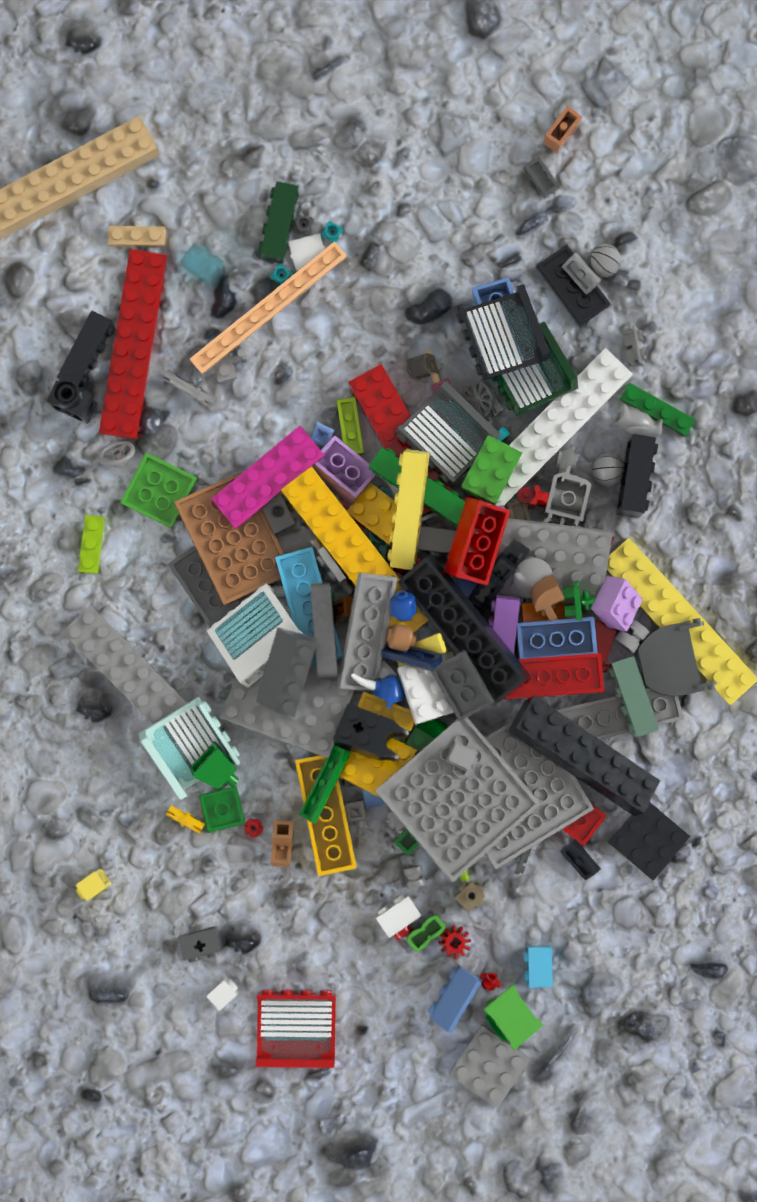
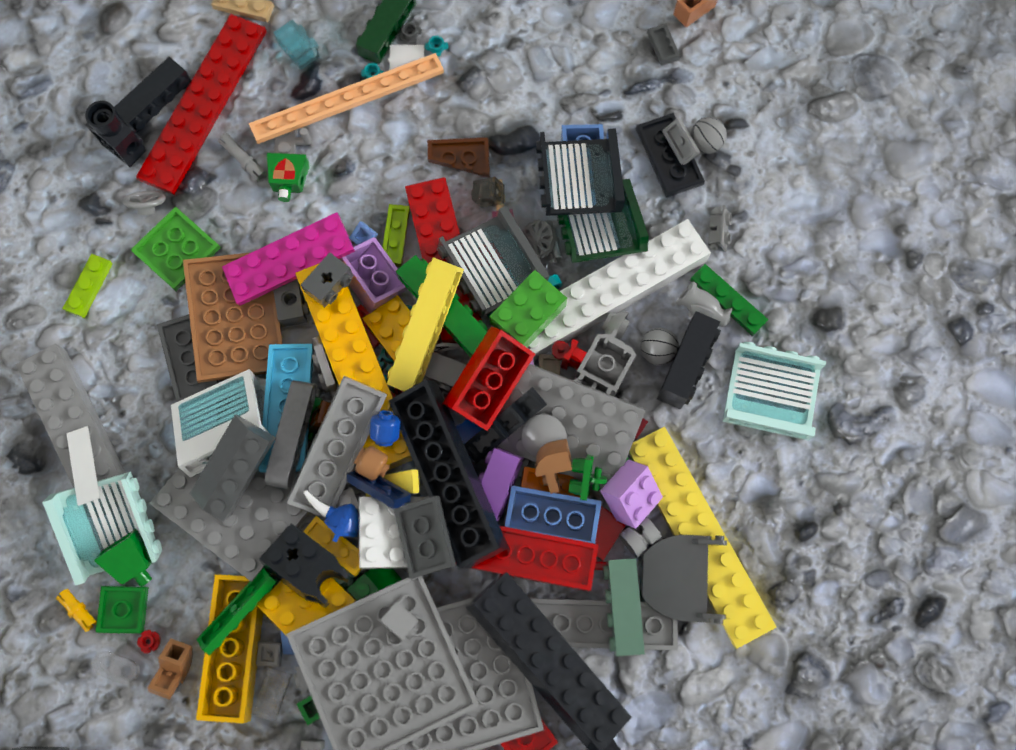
camera: 20 degrees right, 10 degrees down
(156, 702) = (83, 466): none -> white sticker
(235, 395) = (287, 173): none -> green torso
(314, 480) = (329, 269): none -> dark grey brick
(387, 335) = (461, 154): none -> reddish brown wing
(713, 481) = (773, 390): none -> panel

